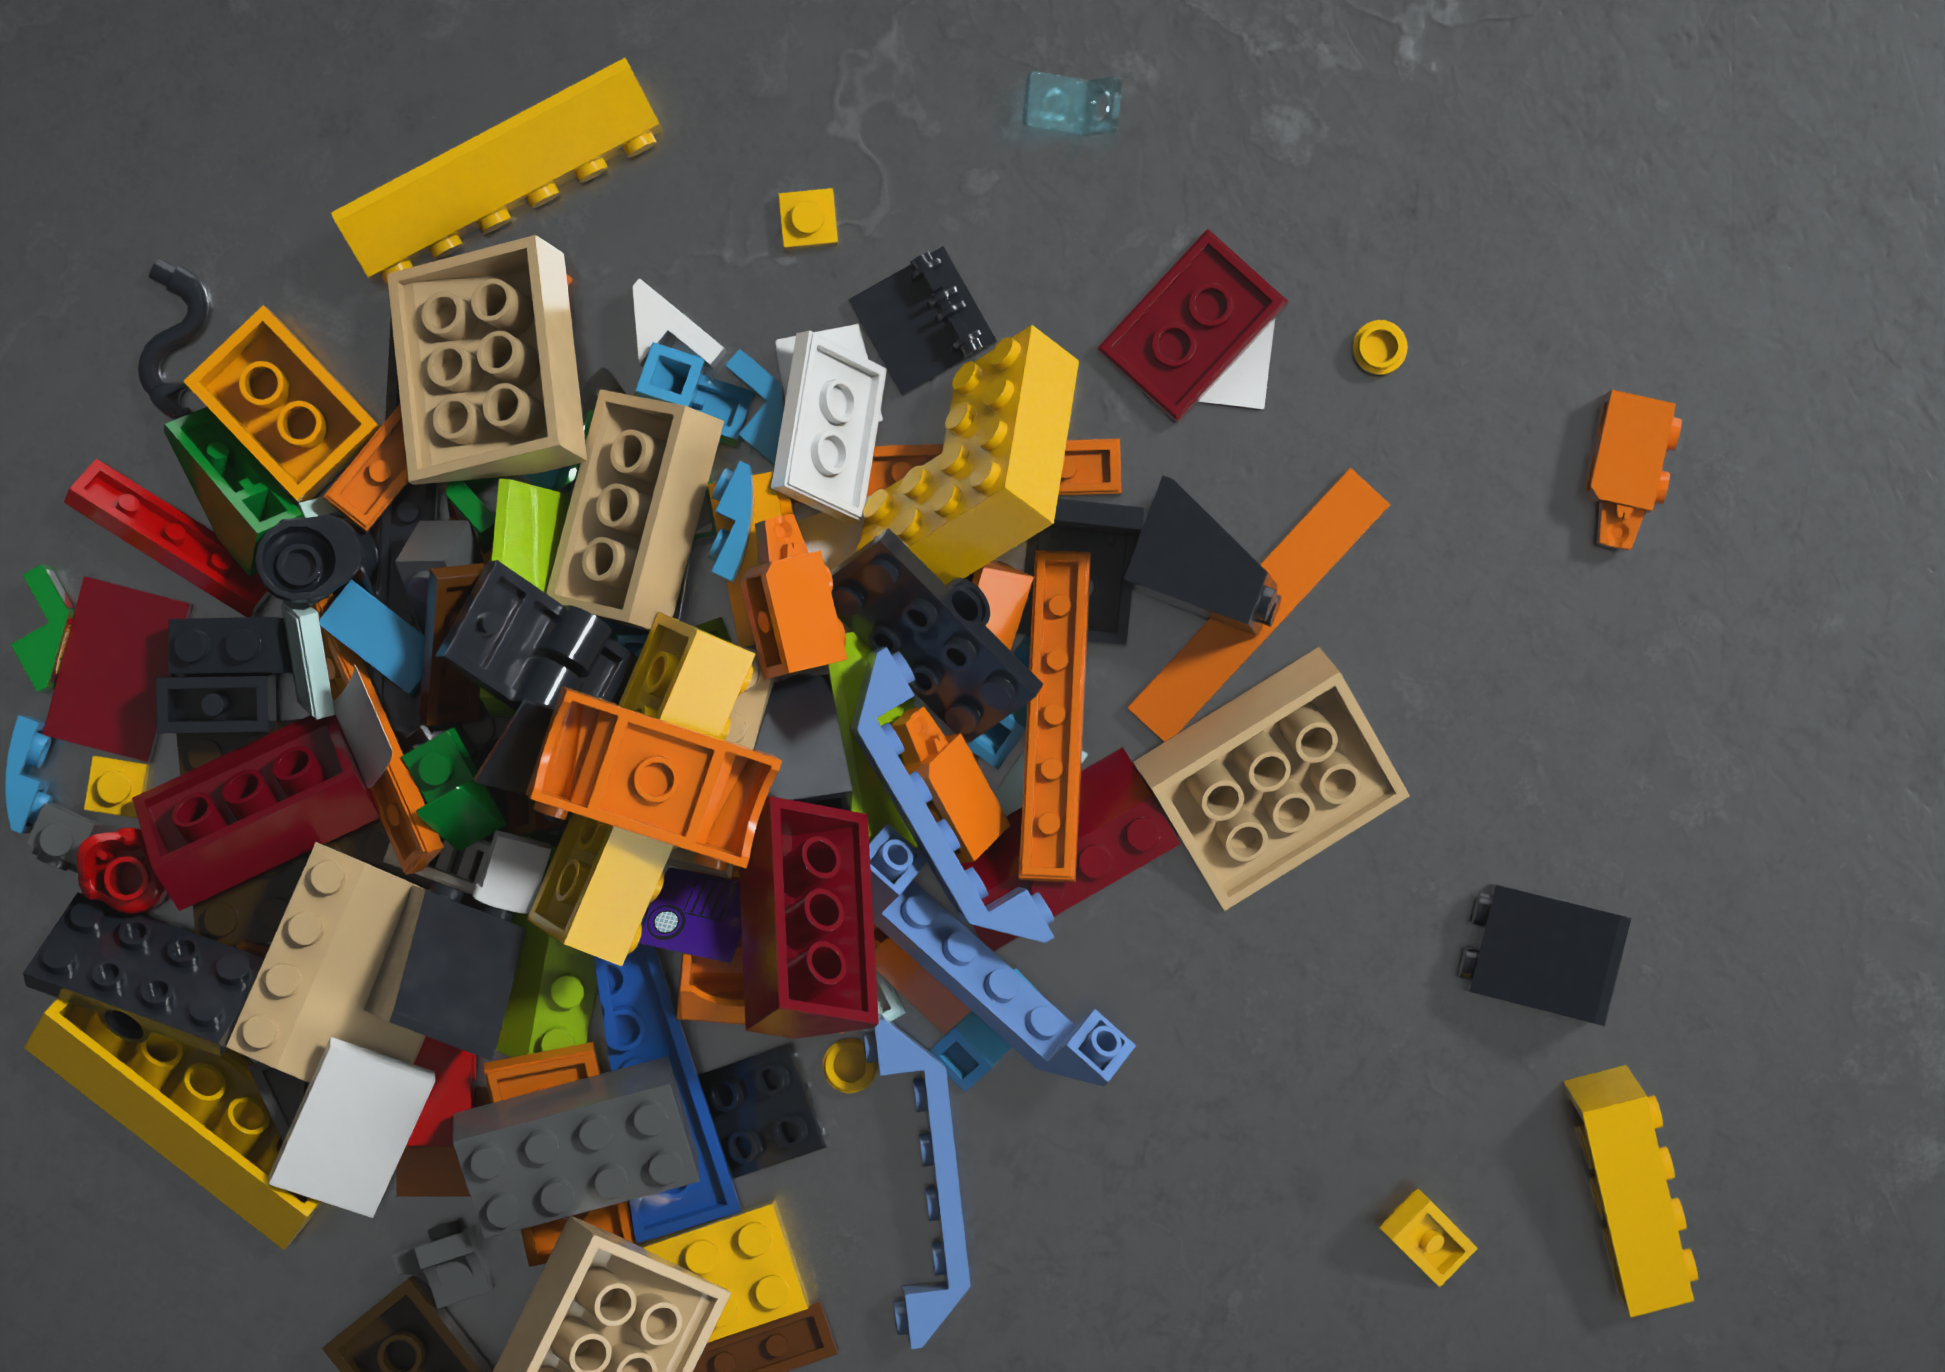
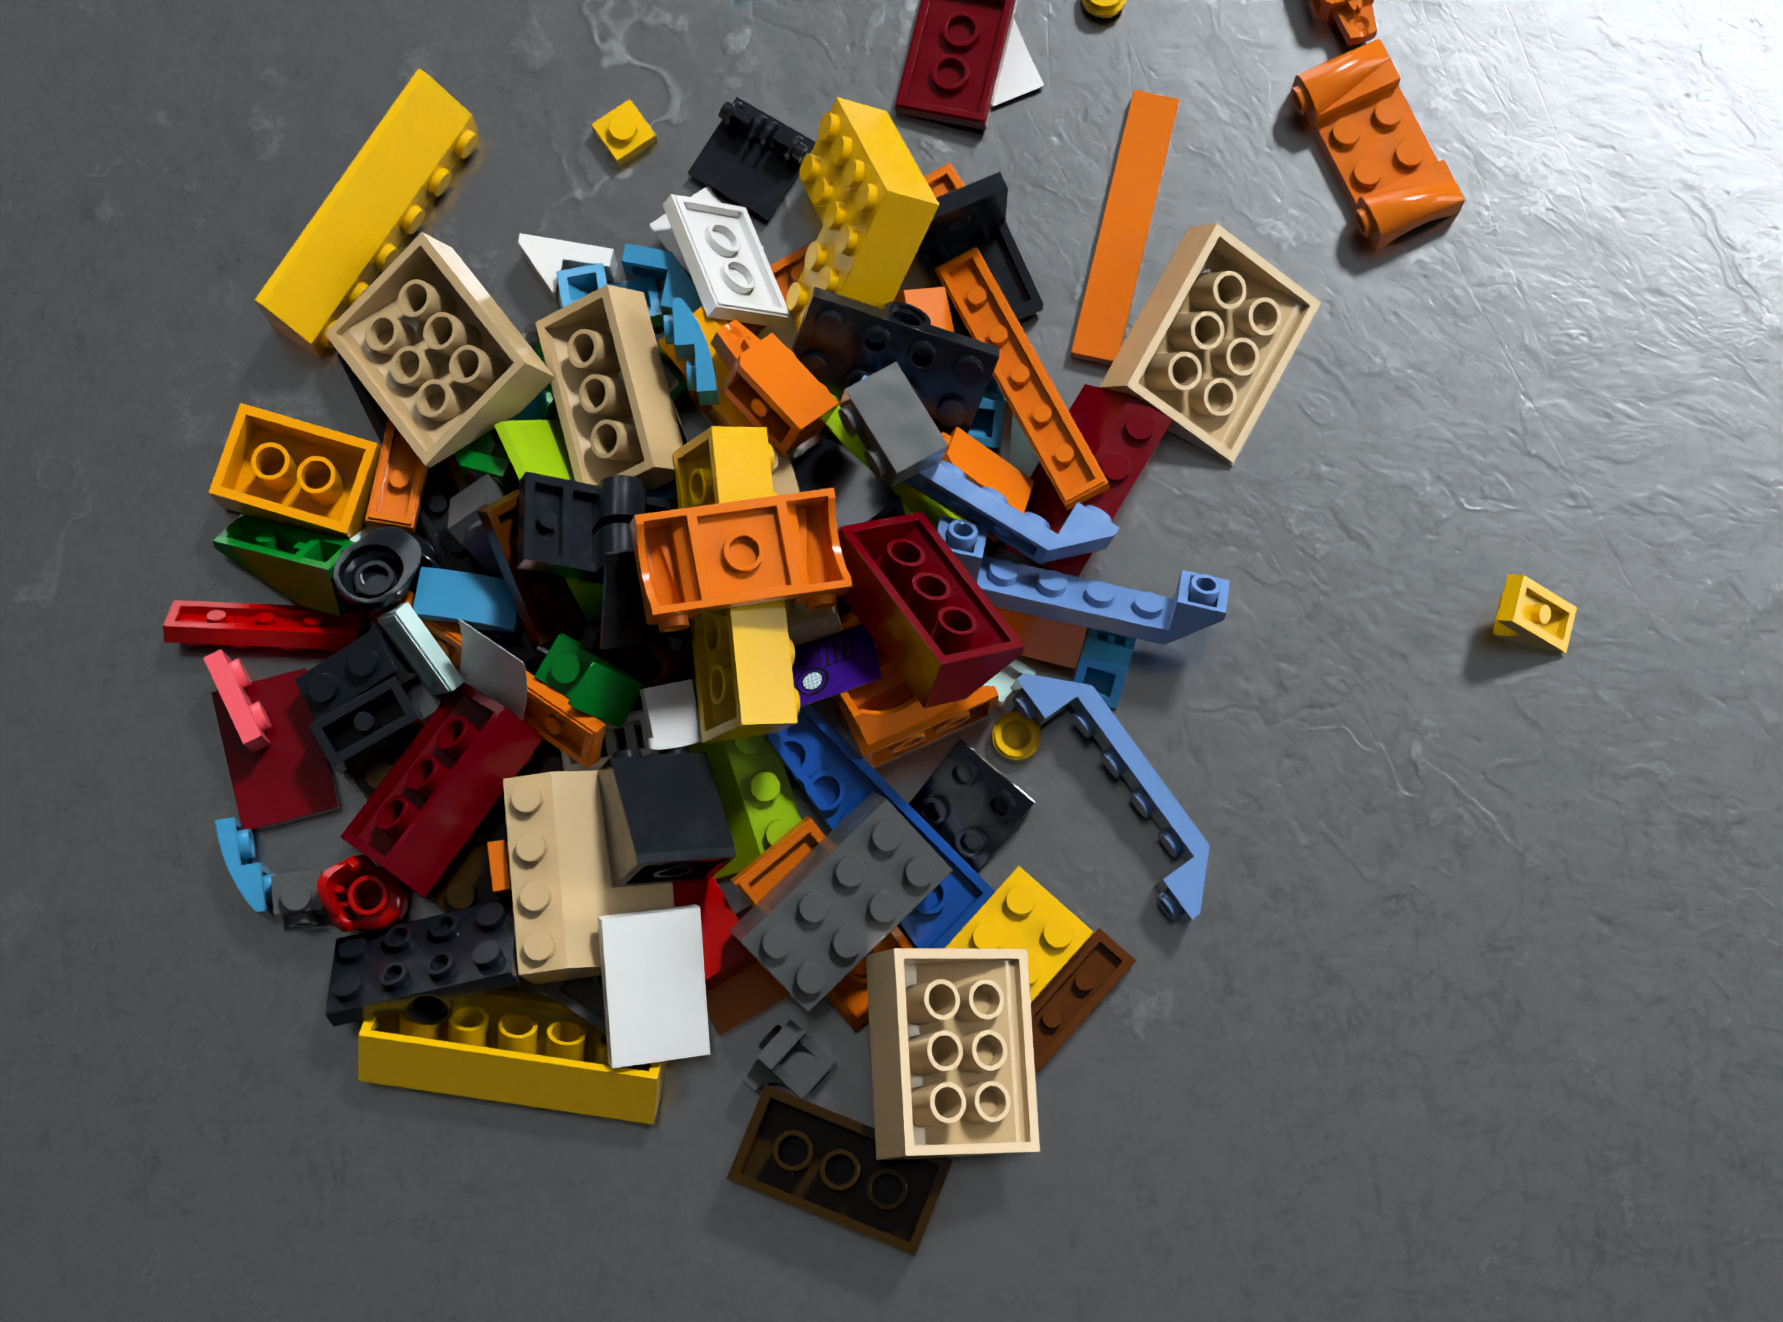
camera: 25 degrees left, 10 degrees down
(44, 648) = (207, 759): green slope -> none
(106, 582) = (231, 681): none -> coral plate
(114, 785) = (321, 840): yellow plate -> none
(192, 291) = (181, 436): black animal -> none
(268, 921) = (500, 868): none -> orange tile
(879, 721) = (891, 425): none -> dark grey brick
(1199, 565) = (1067, 207): black slope -> none
(1545, 953) = (1497, 352): black slope -> none
(1561, 665) = (1375, 144): none -> orange piece
(1633, 1190) = (1668, 492): yellow wedge -> none

